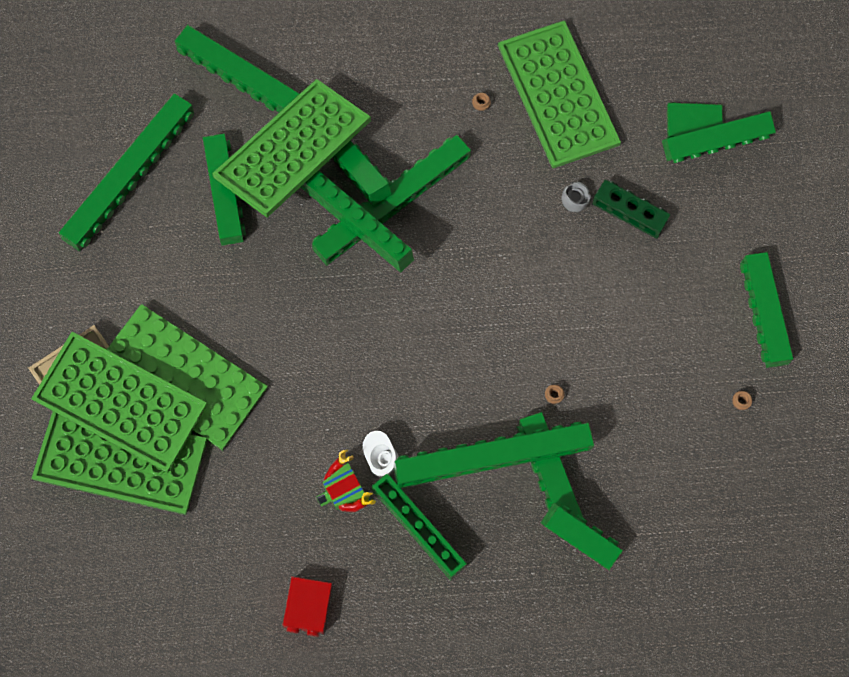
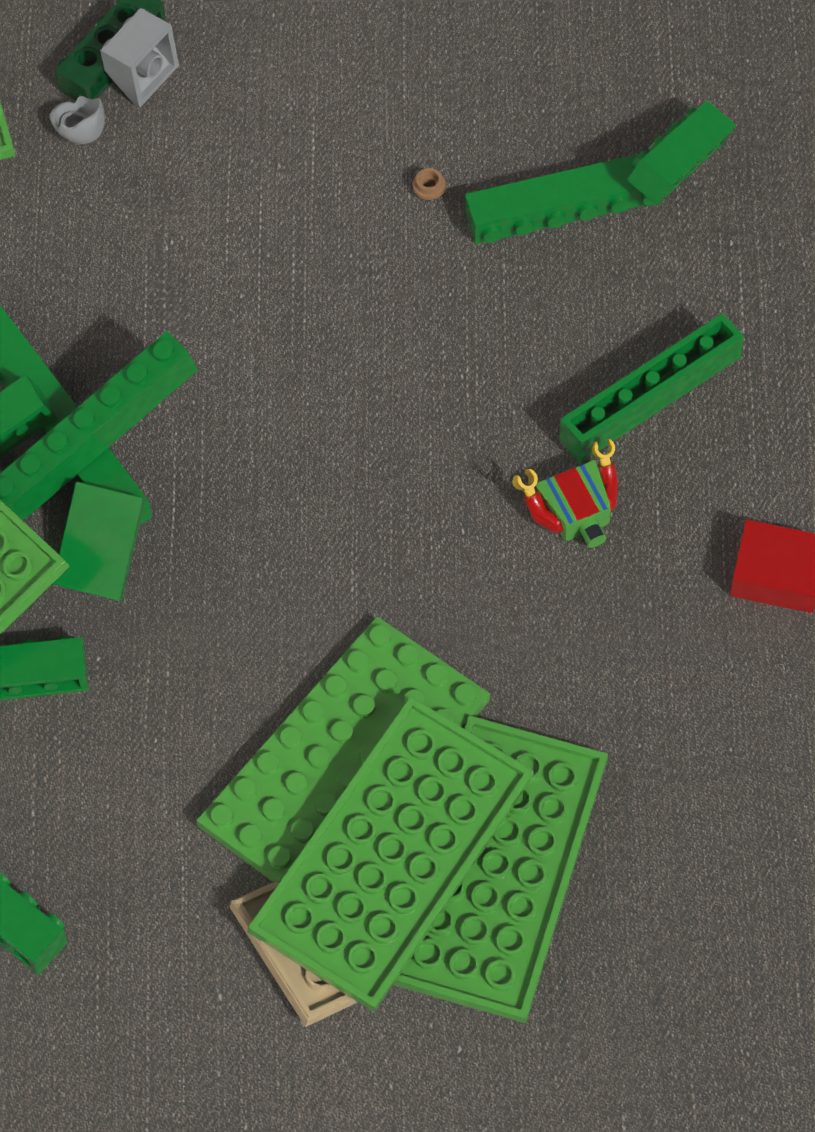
camera: 80 degrees left, 10 degrees down
(301, 237) = (100, 540): none -> green tile
(379, 453) = (519, 436): white piece -> none
(492, 455) = (541, 261): green brick -> none
(619, 223) = (140, 56): none -> light grey slope

